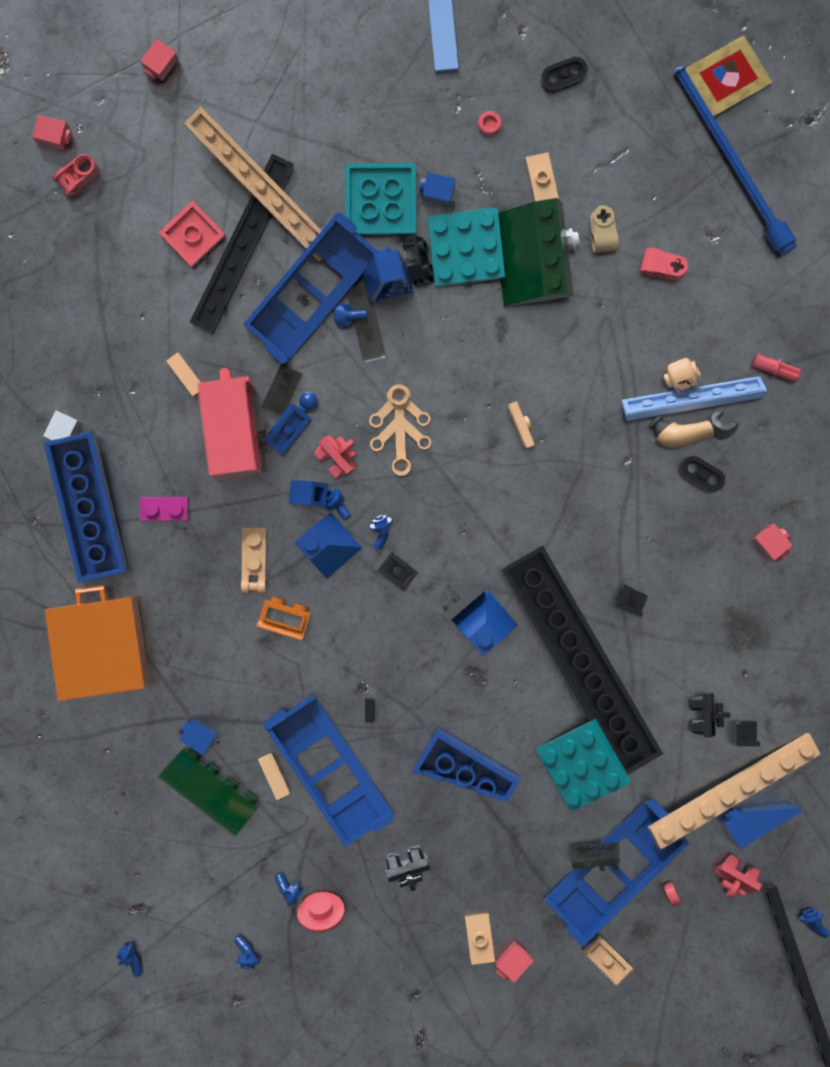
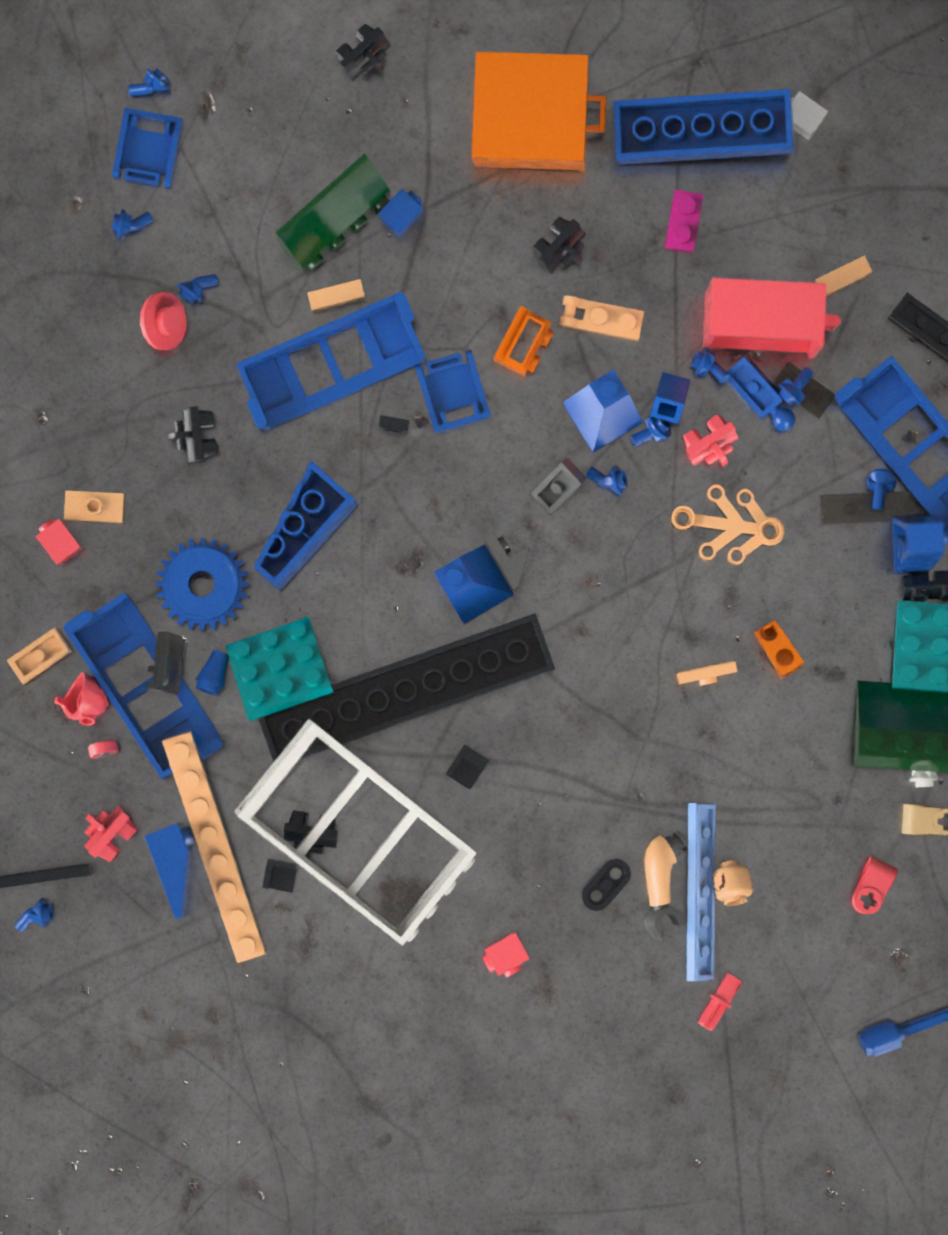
camera: 110 degrees right, 0 degrees up
(75, 789) = (366, 54): none -> black hips
(186, 951) = (147, 153): none -> blue container
(203, 600) = (563, 248): none -> black hips
(275, 472) = (705, 362): none -> blue plate
(285, 398) = (791, 391): none -> blue plate
(331, 670) = (452, 387): none -> blue container
(491, 372) = (779, 649): none -> orange leg
(529, 859) = (181, 571): none -> blue gear
(595, 817) = (212, 675): none -> blue cone
(637, 917) = (84, 700): none -> coral helmet
(742, 611) = (426, 904): none -> white window

